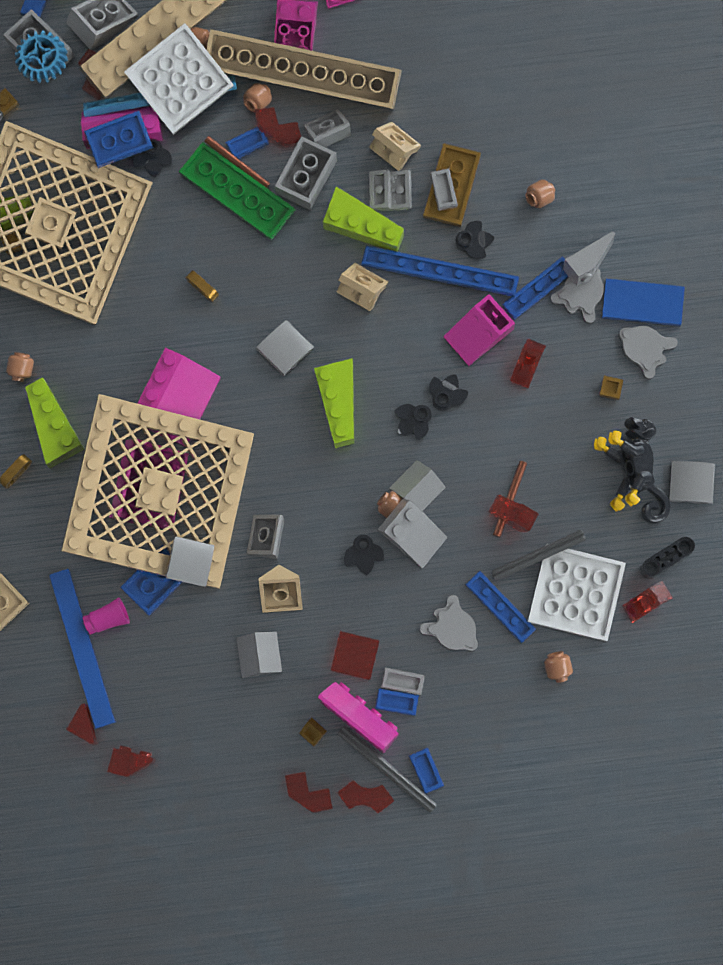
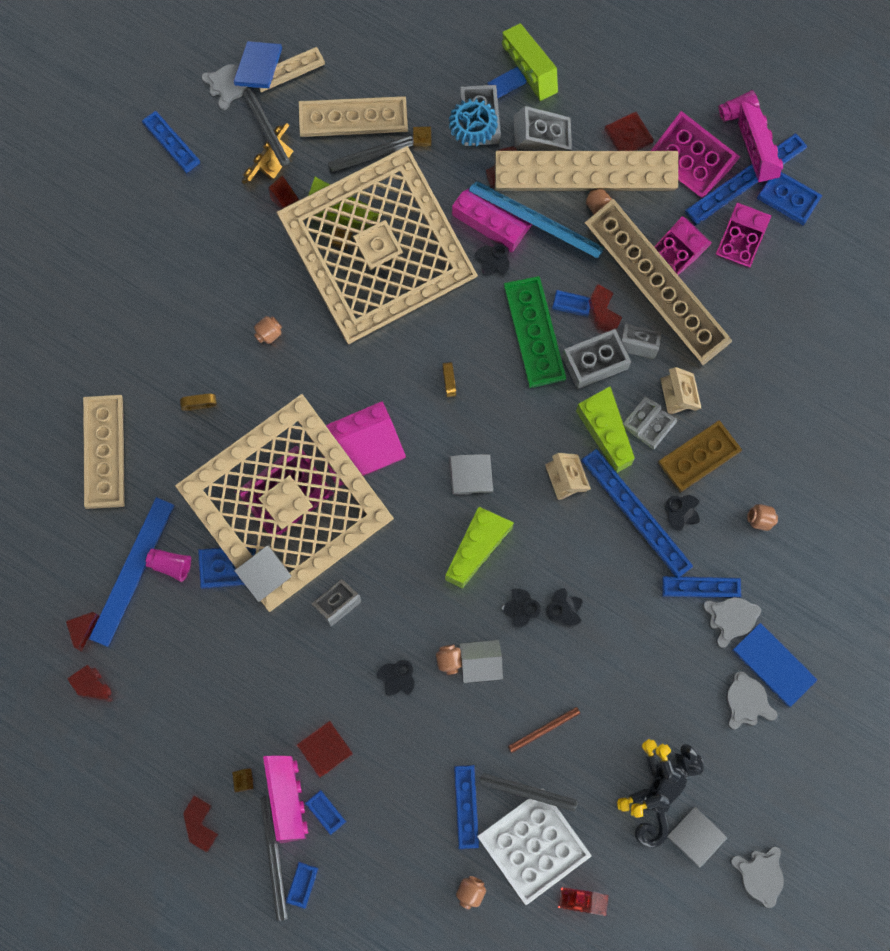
camera: 30 degrees right, 5 degrees down
(53, 428) = (252, 394): lime wedge -> none
(118, 139) = (478, 224): blue tile -> none
(179, 78) = (560, 216): white plate -> none
(233, 159) = (552, 310): copper bar -> none
(257, 97) = (607, 276): nougat head -> none
(259, 654) = (255, 686): light grey slope -> none
(280, 590) = (310, 651): tan slope -> none
(355, 795) = (245, 872): clear red tile -> none
(403, 681) = (343, 800): light grey tile -> none
(412, 532) = (447, 692): light grey slope -> none
(443, 189) = (690, 454): light grey tile -> none
(453, 627) = (416, 792): light grey tile -> none
(479, 330) = (628, 581): dark pink slope -> none
(513, 513) = (536, 743): clear red arch -> none
(527, 363) = (645, 637): clear red arch -> none
(584, 263) = (754, 597): light grey slope -> none
(611, 387) = (694, 710): pearl gold plate -> none
(667, 564) = (633, 875): black beam -> none

